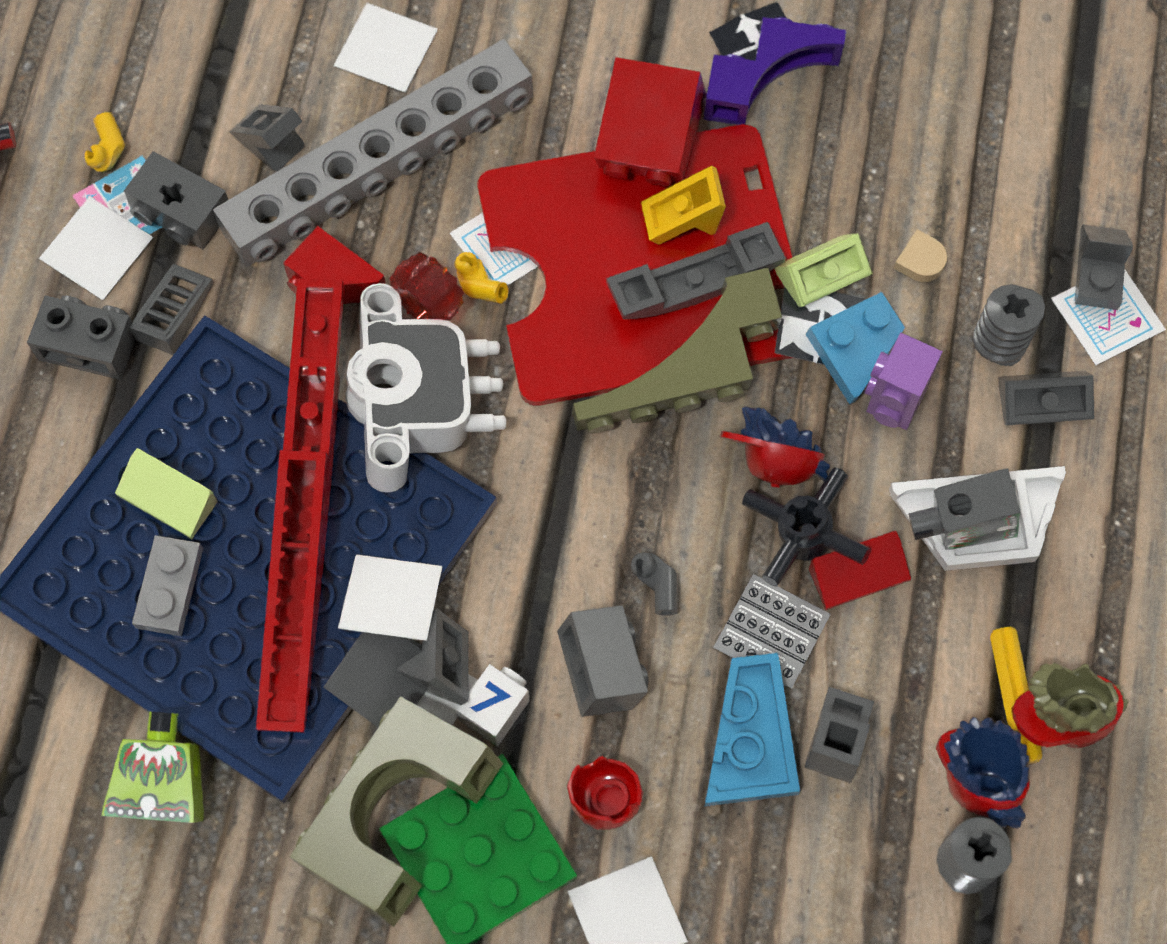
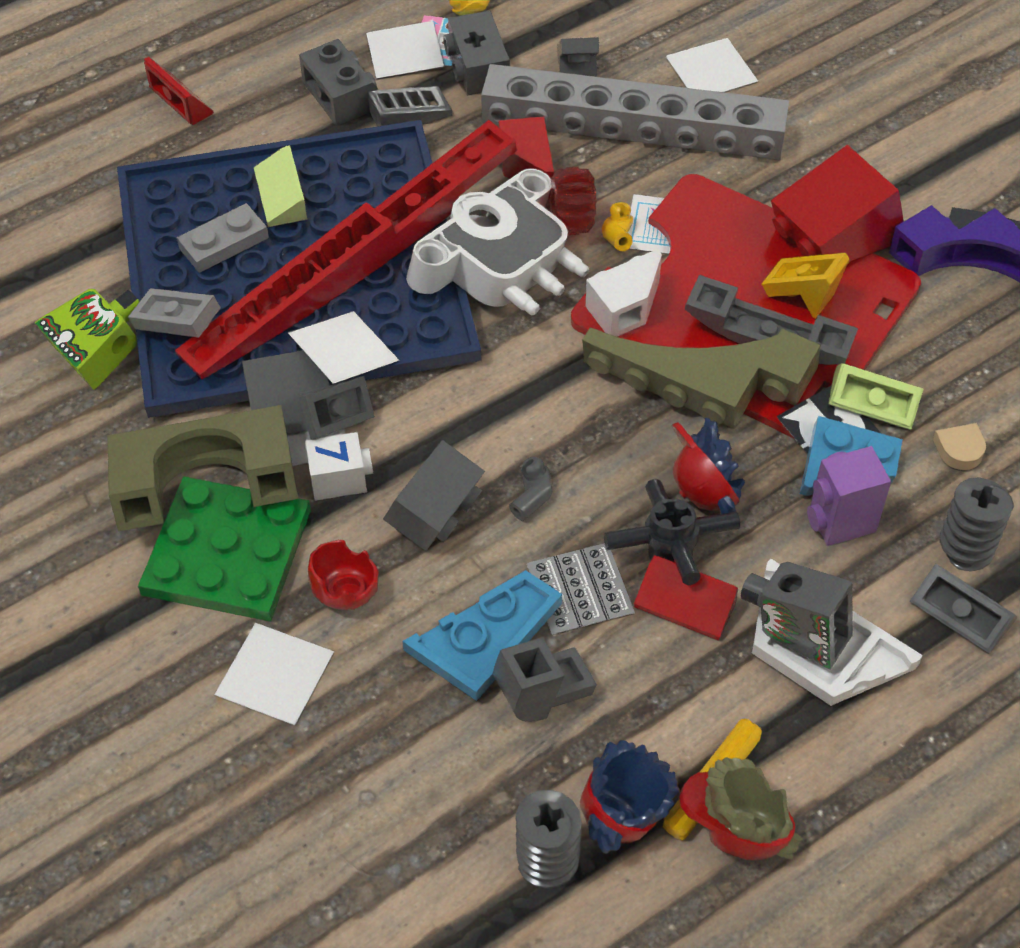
camera: 45 degrees right, 15 degrees down
(221, 697) = (174, 312): none -> light grey plate
(561, 343) = (624, 294): none -> white slope

